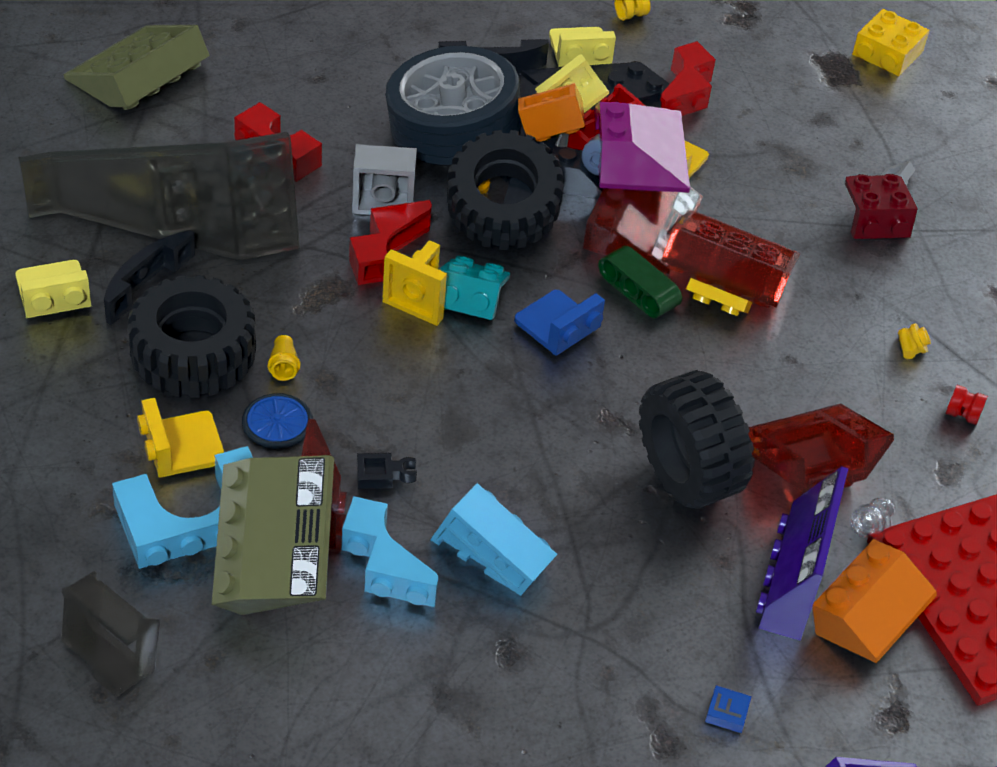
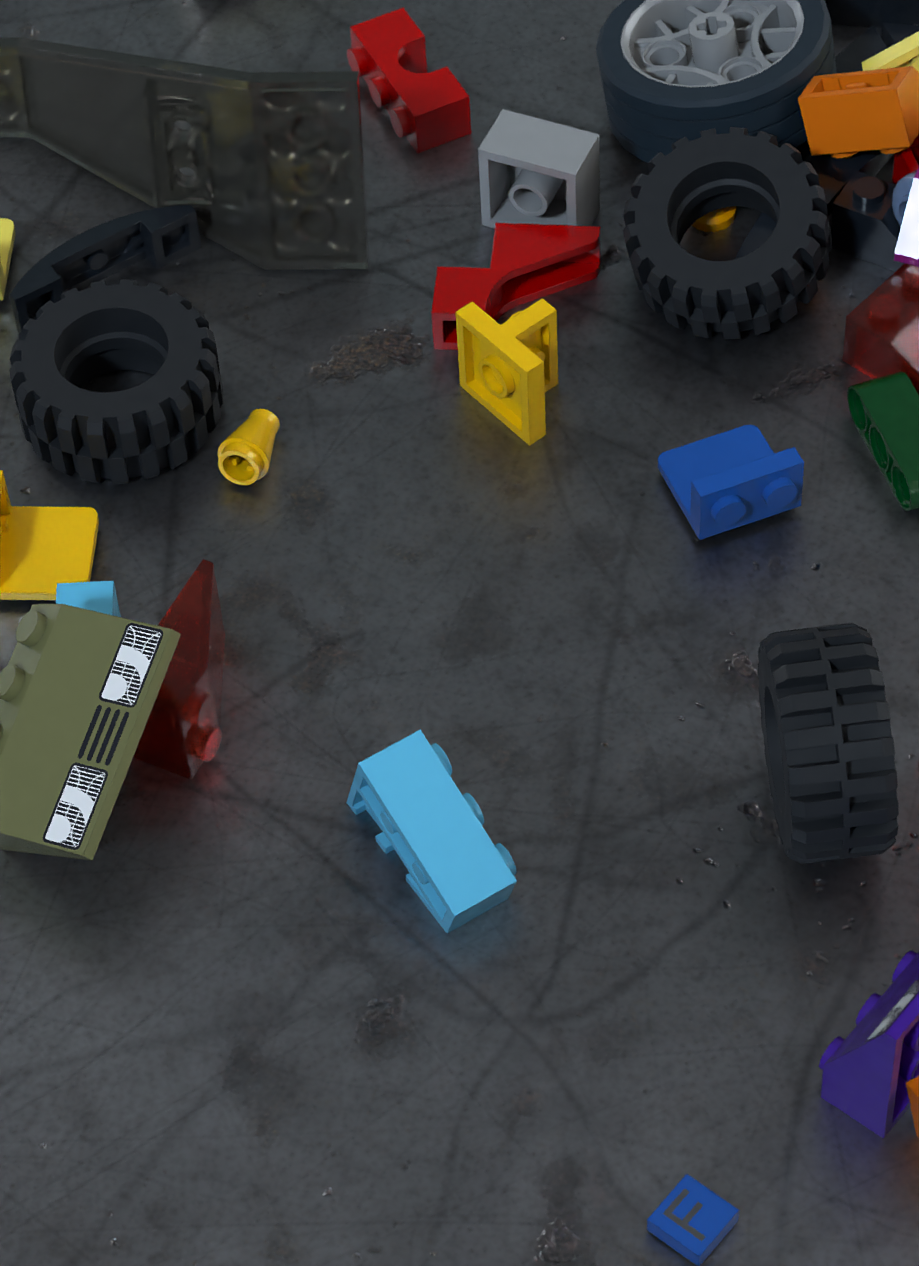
camera: 30 degrees right, 5 degrees up
(276, 420) = (196, 532): blue wheel -> none
(379, 470) = (313, 666): black plate -> none
(390, 568) = (244, 830): medium azure arch -> none
(473, 287) = (605, 388): teal bracket -> none

